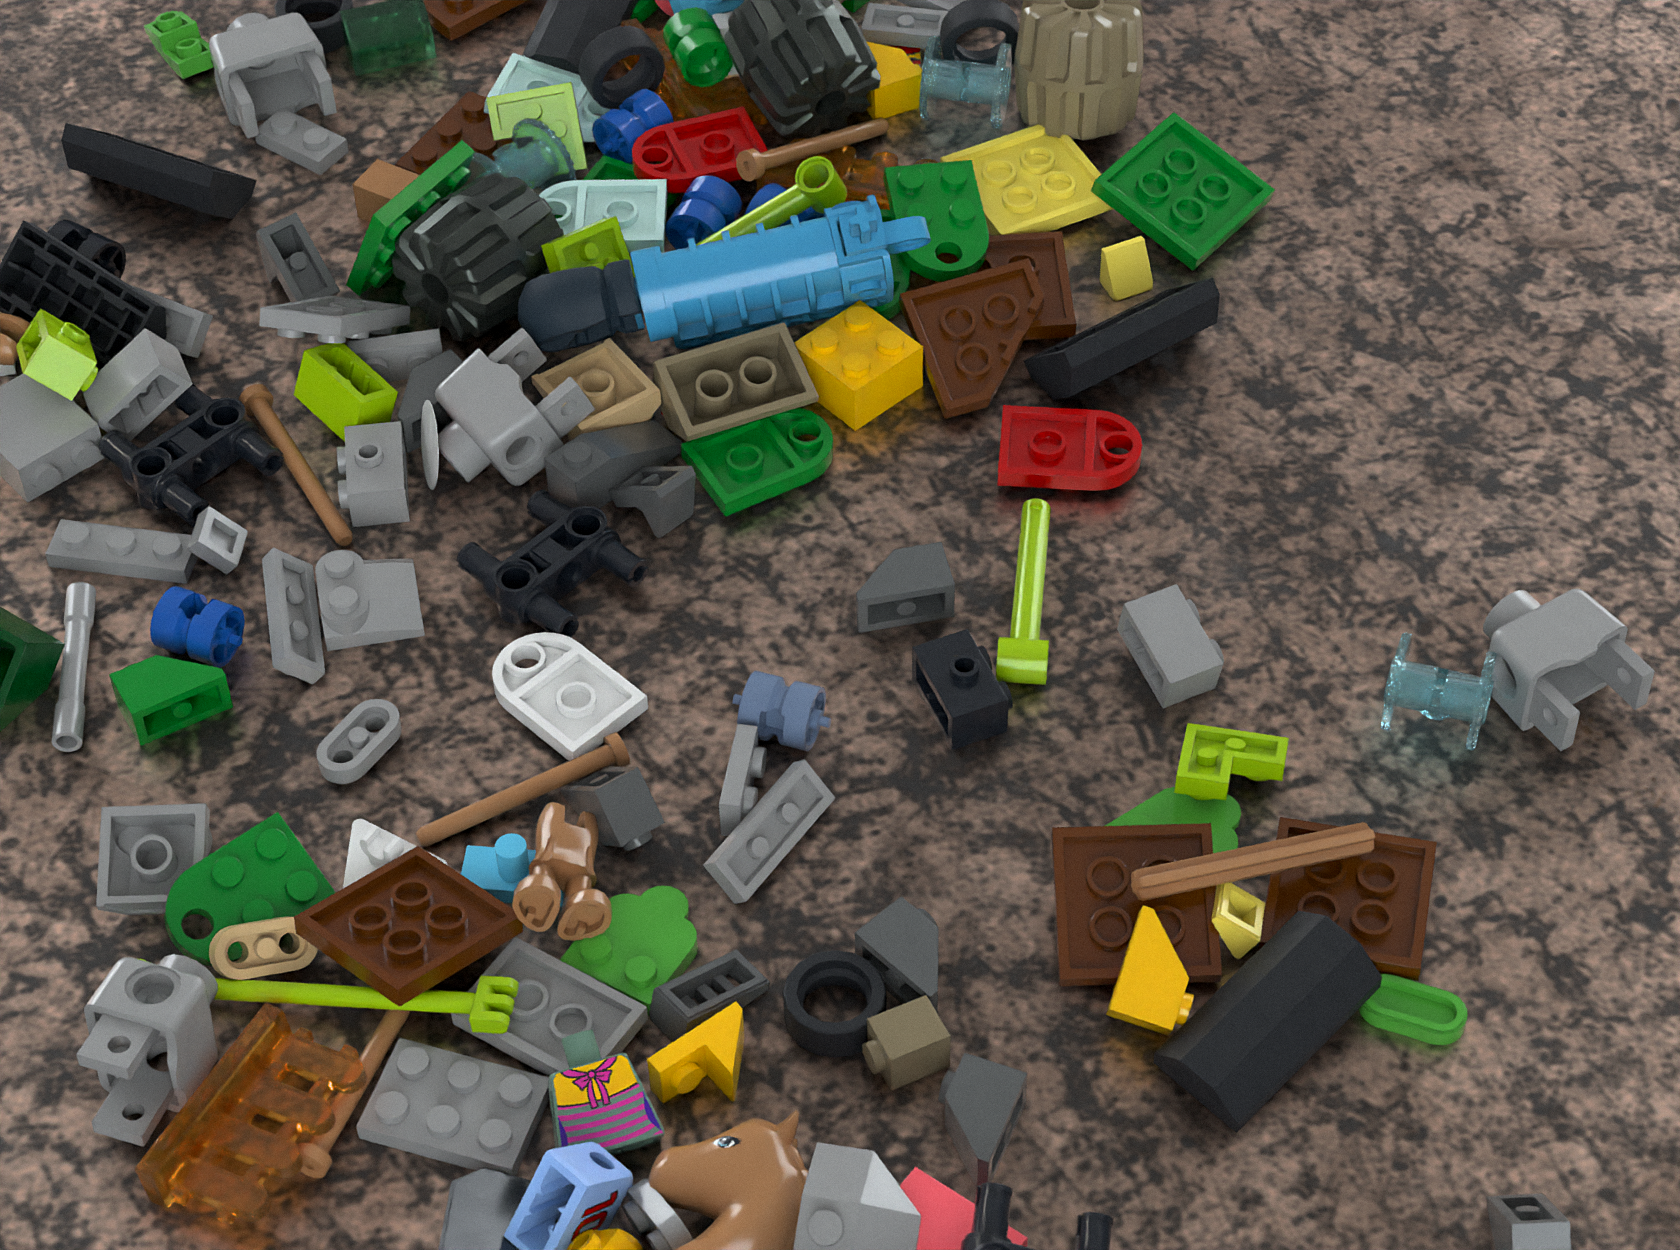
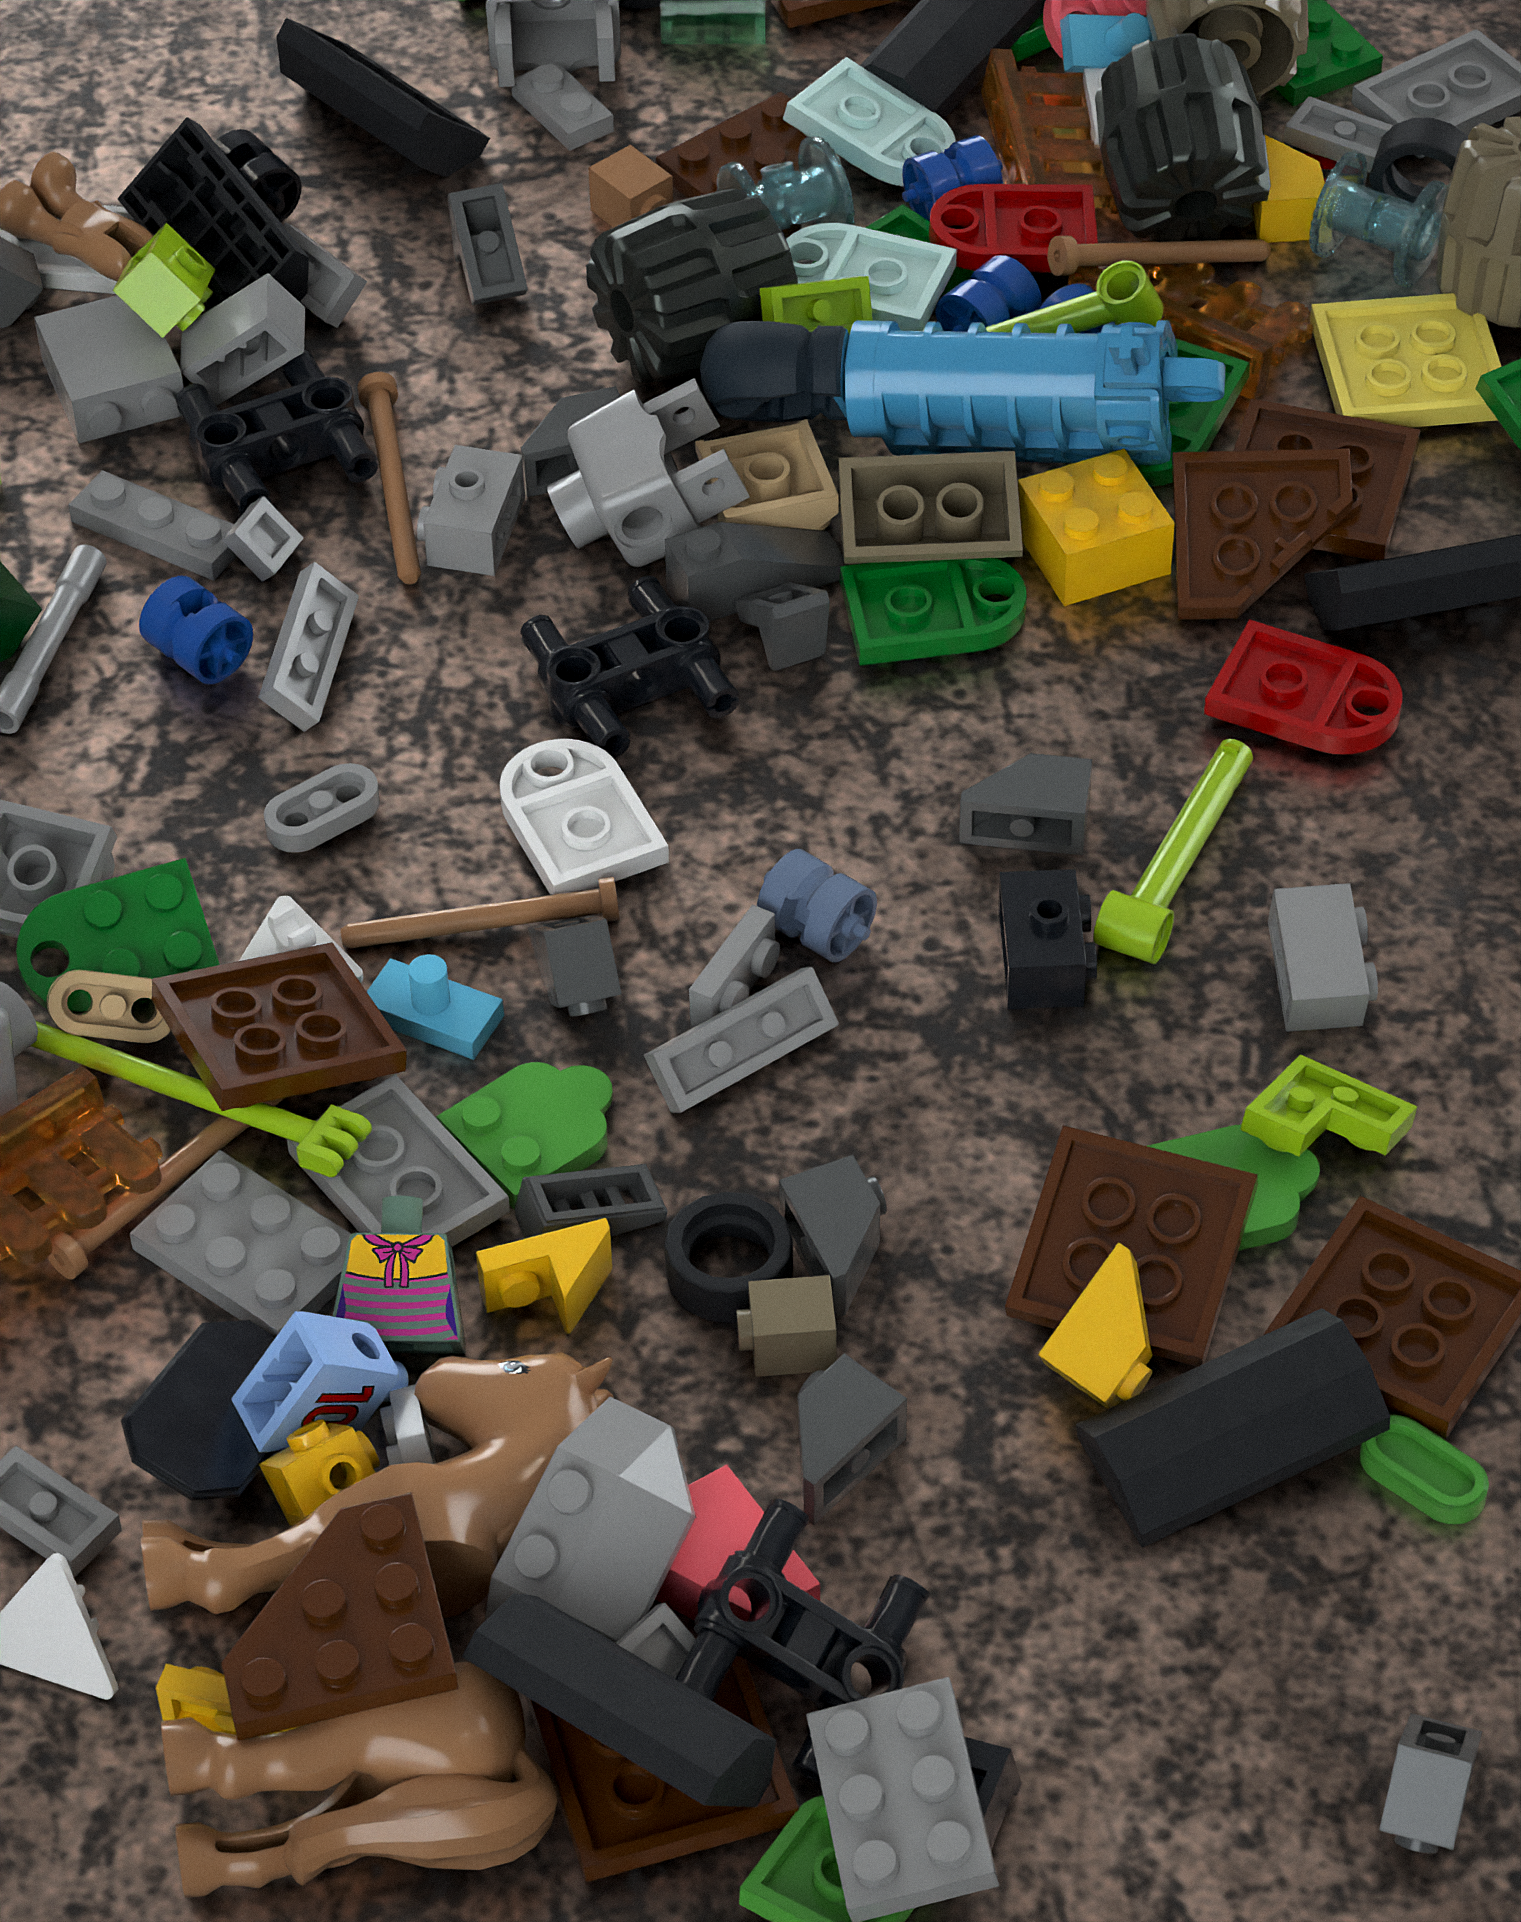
camera: 20 degrees right, 0 degrees up
(168, 695) = (132, 699): green slope -> none
(334, 318) = (497, 315): light grey plate -> none
(343, 388) = (474, 399): lime brick -> none
(367, 600) = (401, 651): light grey slope -> none
(375, 255) = (588, 217): green plate -> none
(399, 353) = (544, 378): light grey plate -> none
(429, 444) = (543, 491): white sticker -> none
(551, 105) = (859, 140): lime plate -> none
(563, 863) = (483, 1005): medium nougat piece -> none
(608, 50) = (958, 73): black tyre -> none
(697, 47) = (1064, 100): green wheel -> none
(953, 211) = (1272, 373): green plate -> none
(1126, 269) = (1482, 495): light yellow slope -> none
(1237, 918) = (1247, 1295): light yellow slope -> none
(1252, 861) = (1290, 1233): medium nougat axle -> none

